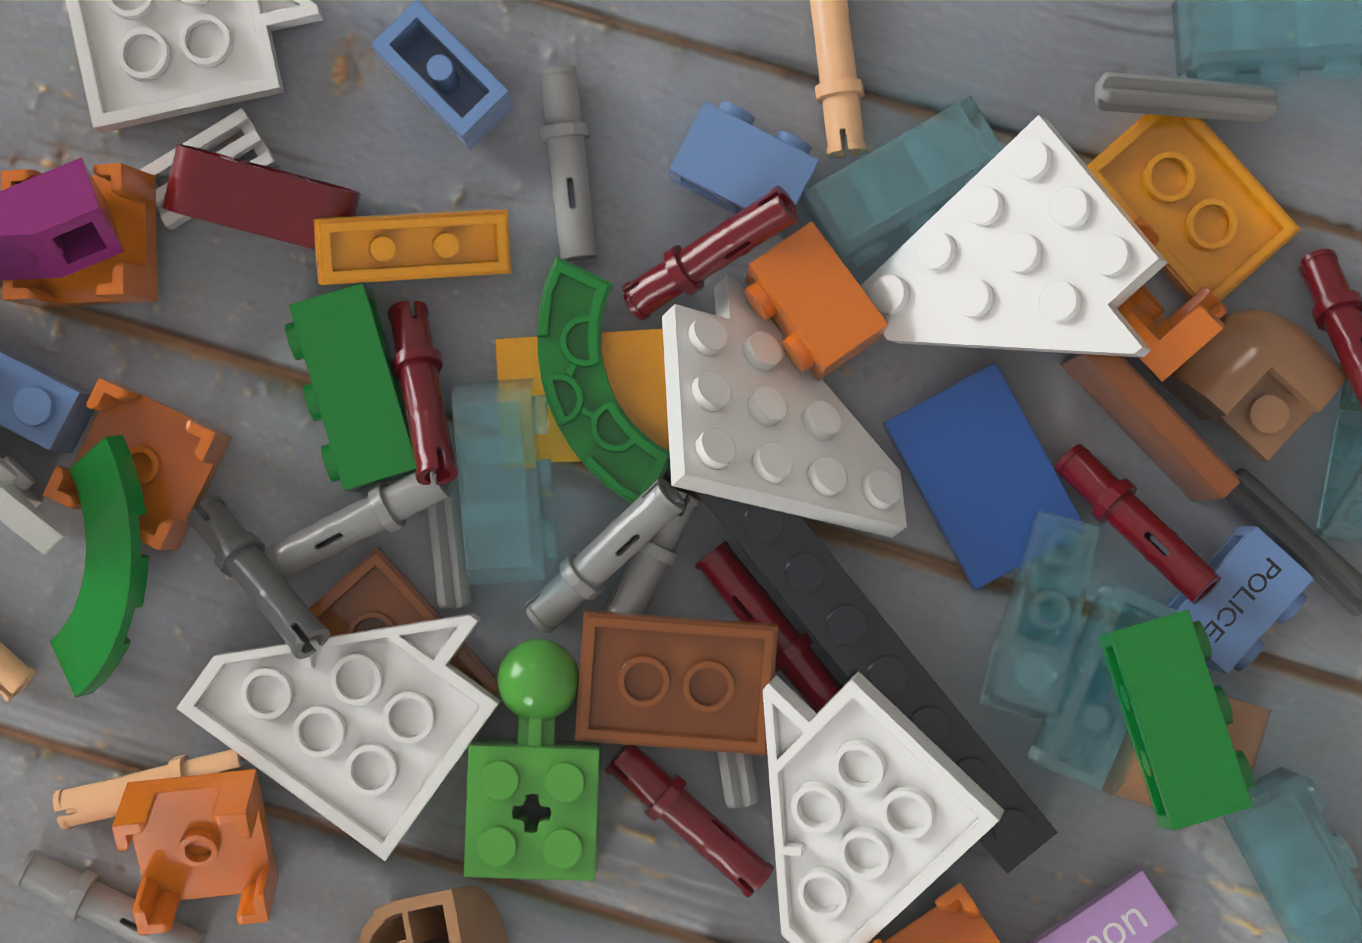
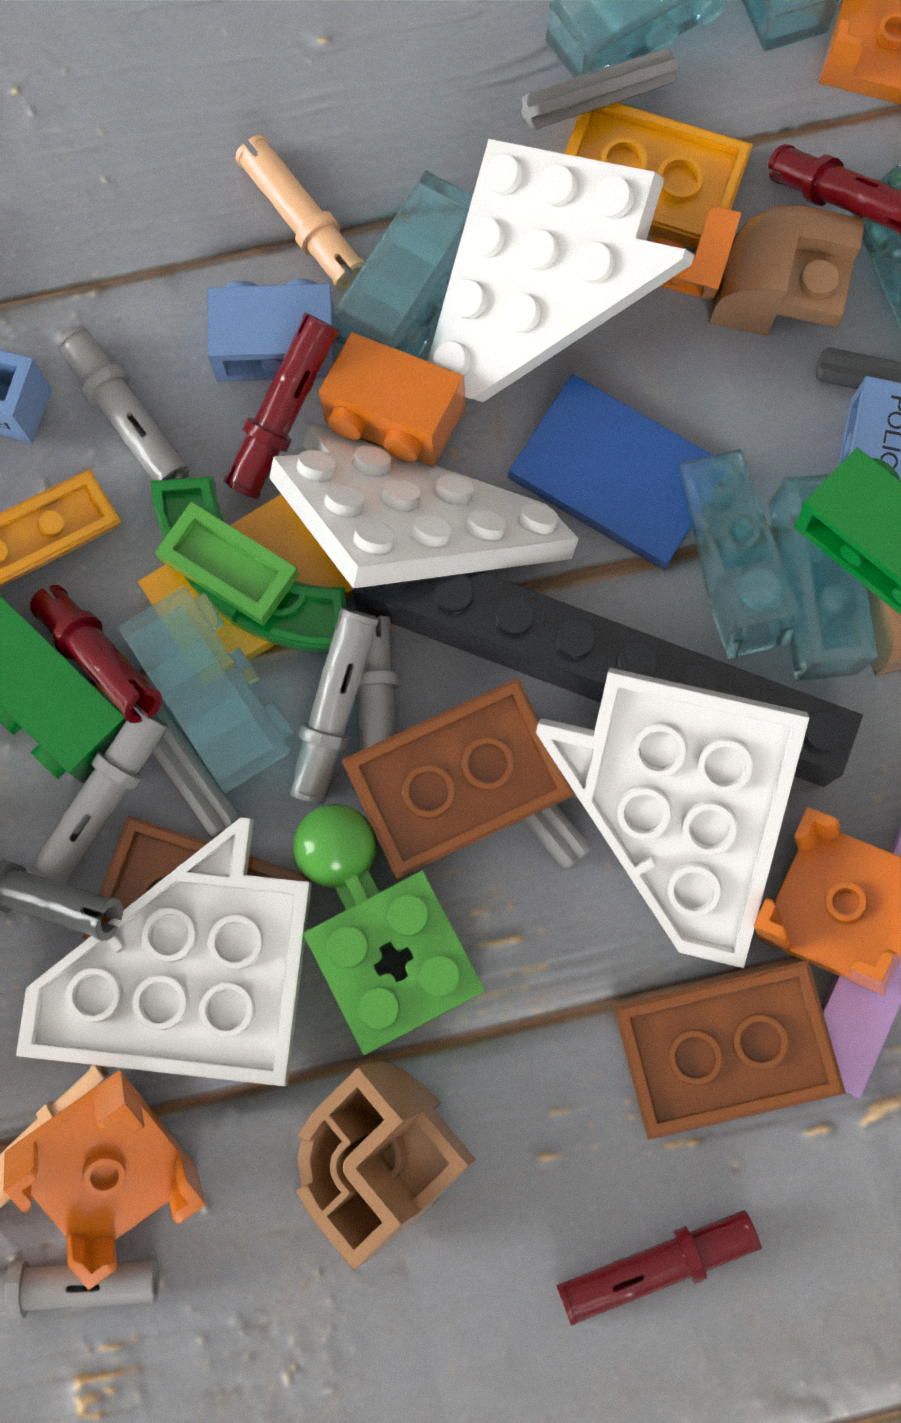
camera: 30 degrees left, 10 degrees down
(580, 377) = (227, 563): none -> bright green tile
(689, 818) = (538, 896): dark red pin -> none
(752, 604) = (477, 677): dark red pin -> none
(1118, 505) = (742, 426): dark red pin -> none
(1153, 425) = (728, 341): dark orange tile -> none

